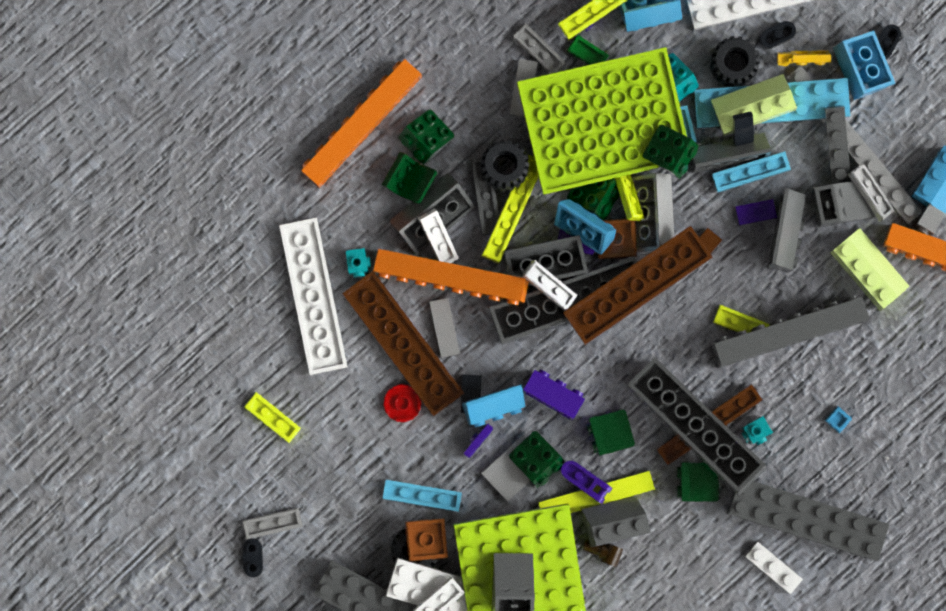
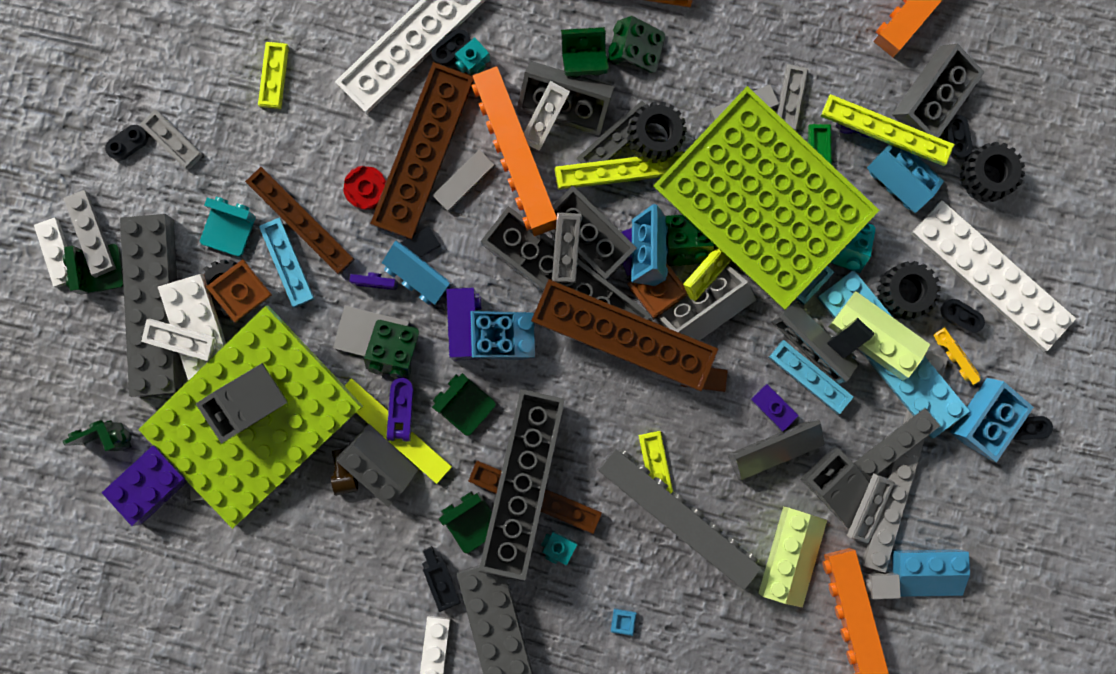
camera: 50 degrees right, 0 degrees up
(338, 273) = (449, 47): none -> black plate
(367, 523) = (227, 226): none -> teal bracket
(397, 466) = (300, 221): none -> reddish brown plate
(581, 371) = (502, 335): none -> dark azure slope
(671, 150) = (780, 282): dark green bracket -> none
(725, 531) = (439, 580): none -> black hinge

